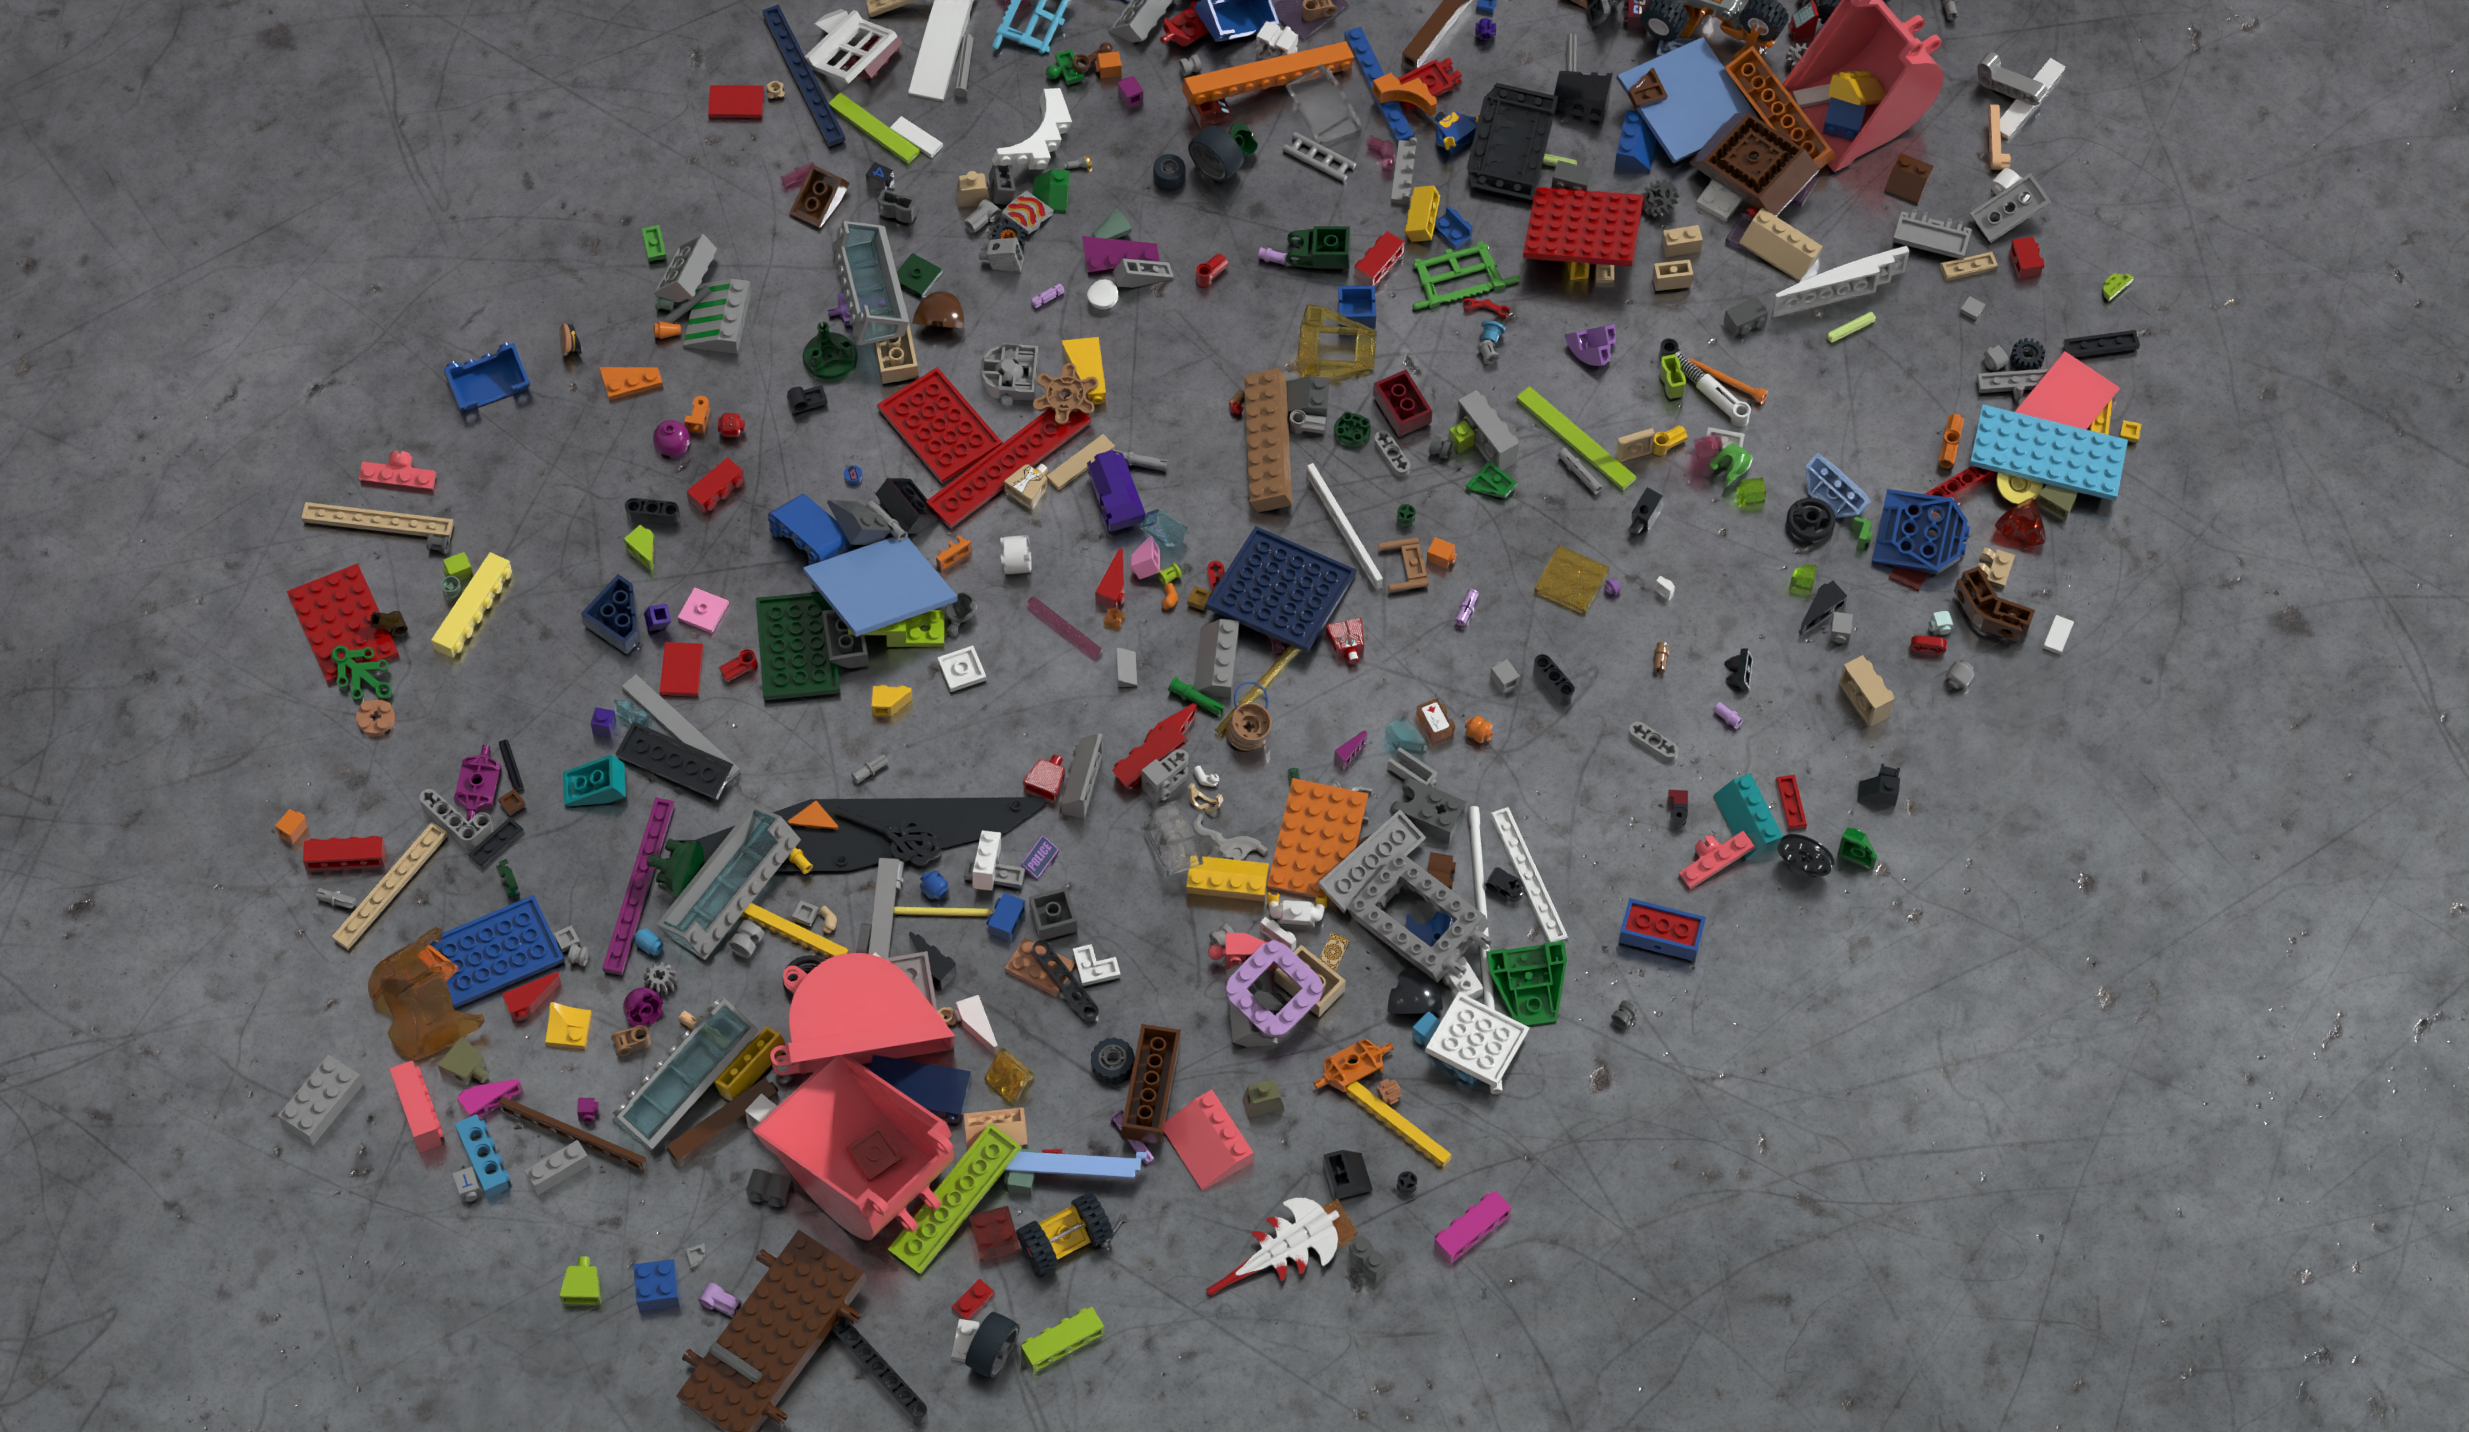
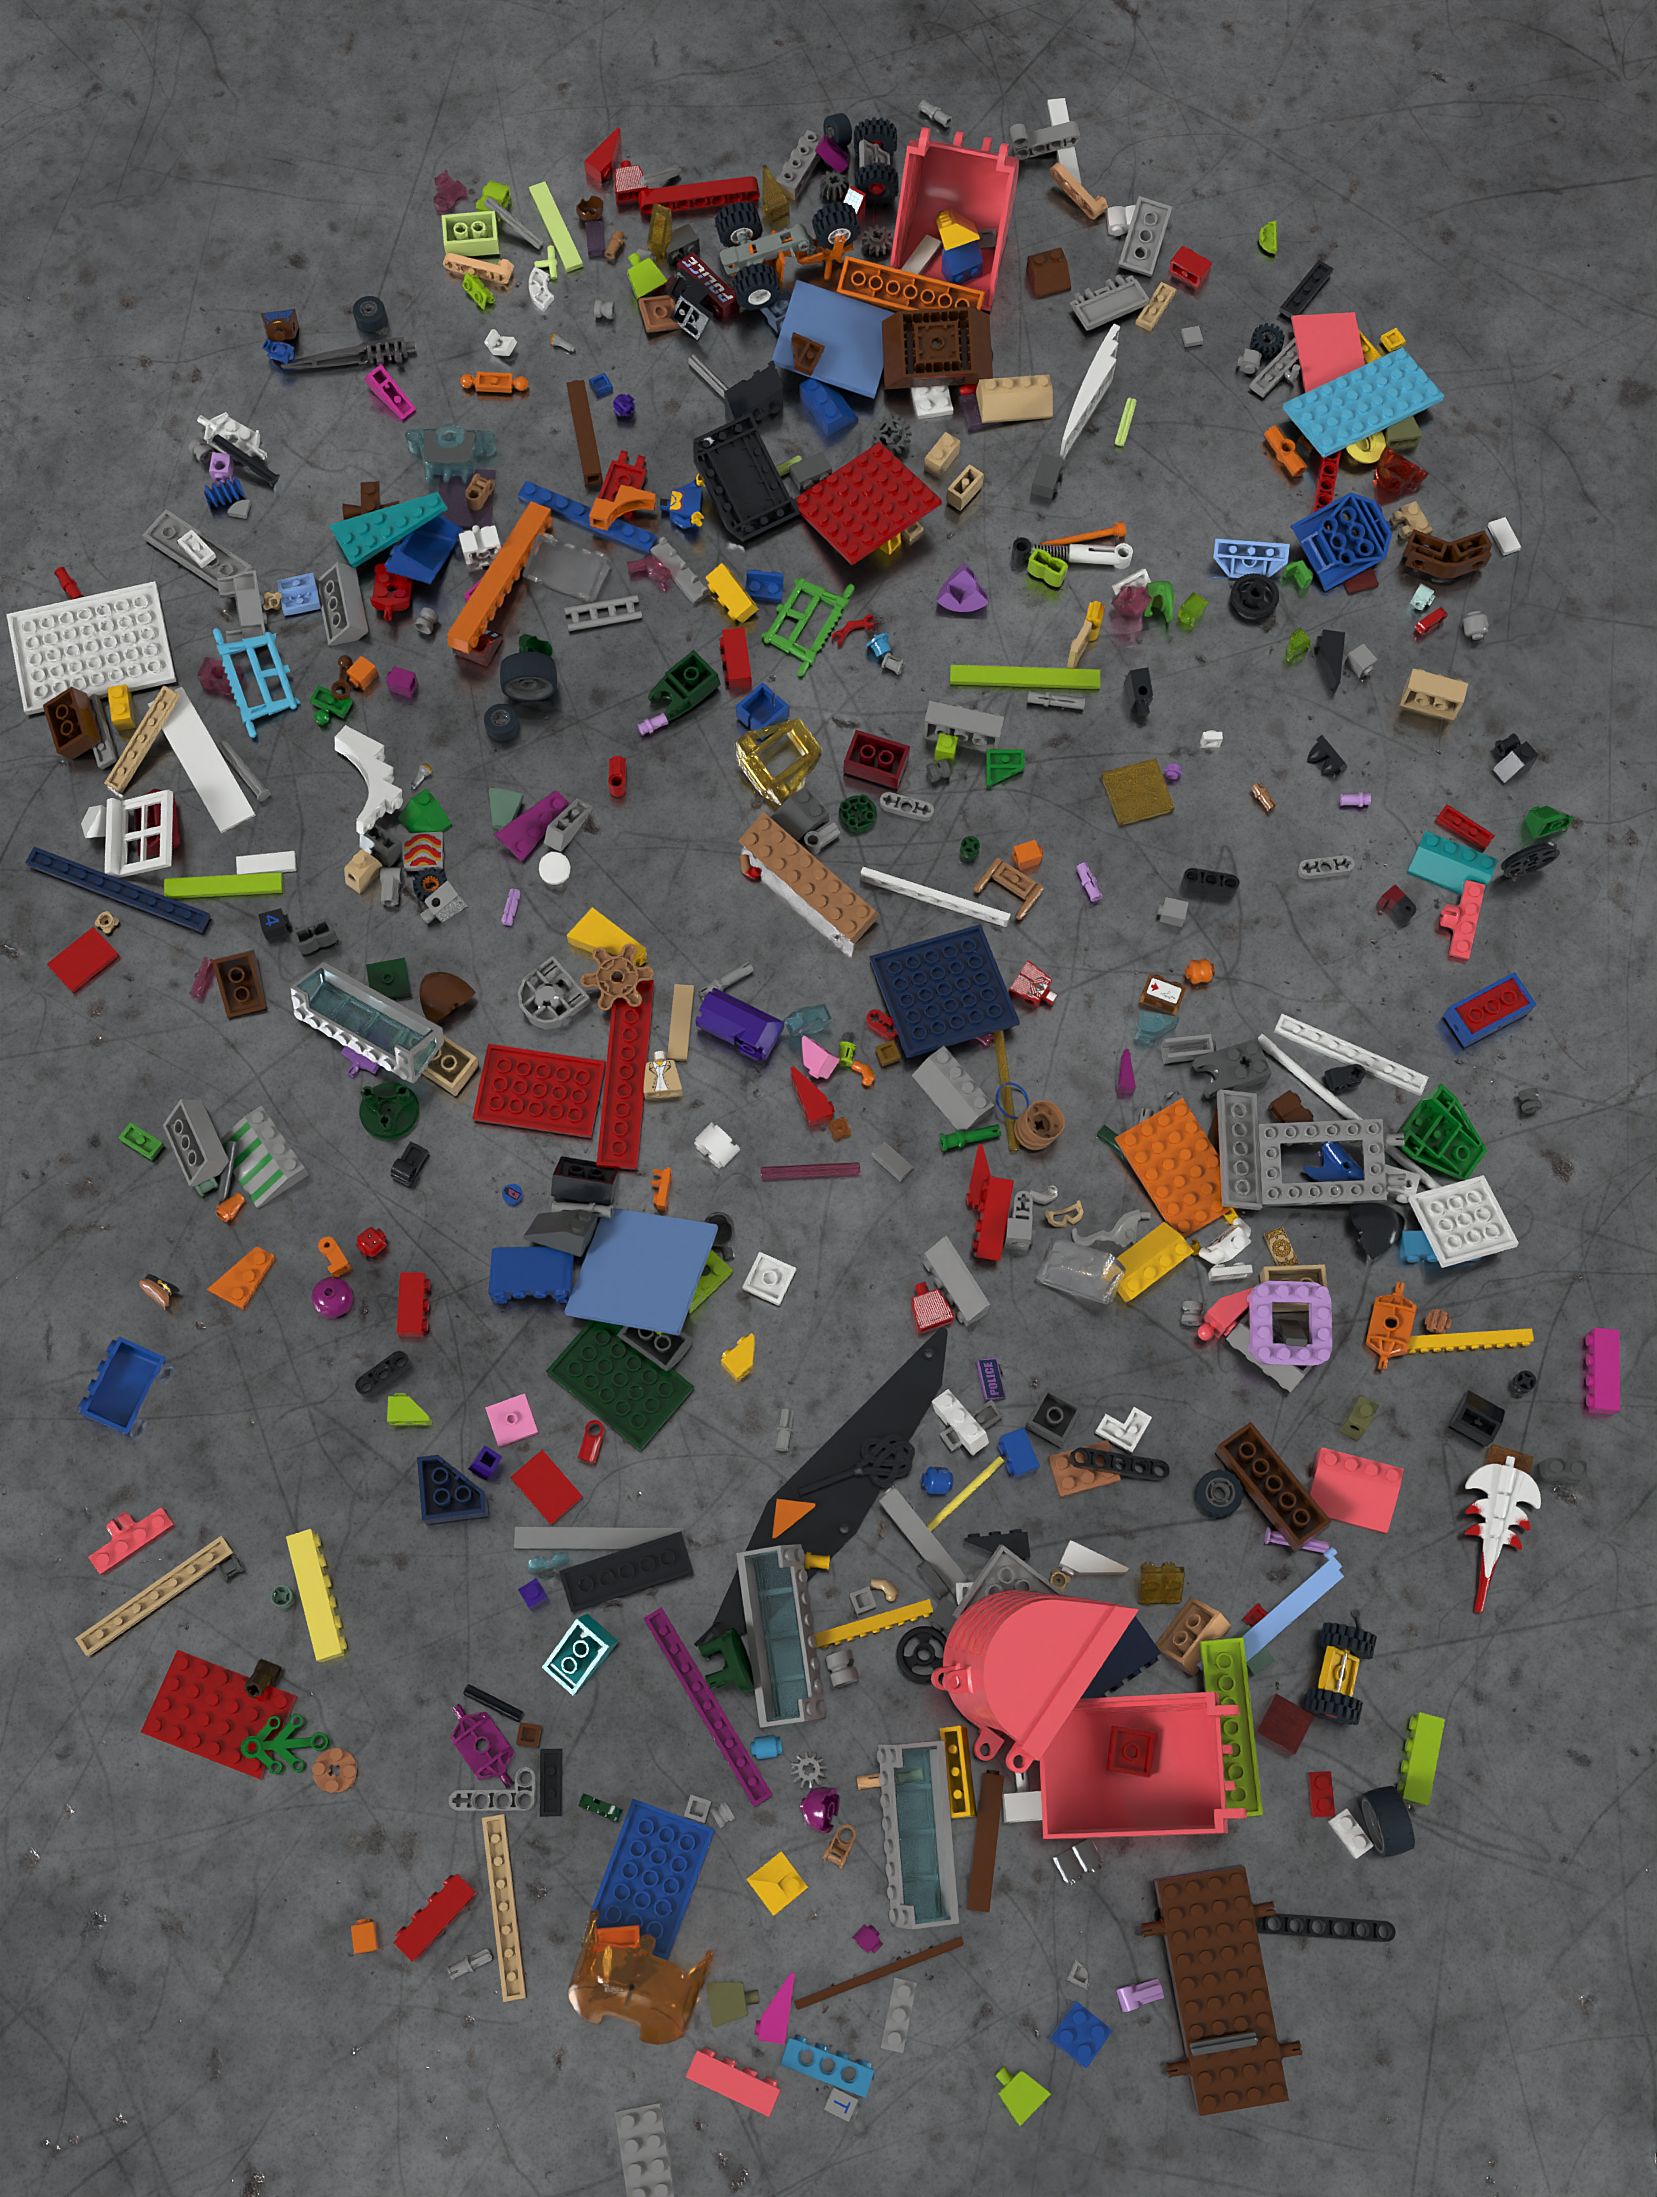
camera: 45 degrees left, 10 degrees up
(458, 566) = (269, 1574): lime brick -> none
(527, 998) = (720, 1894): red slope -> none

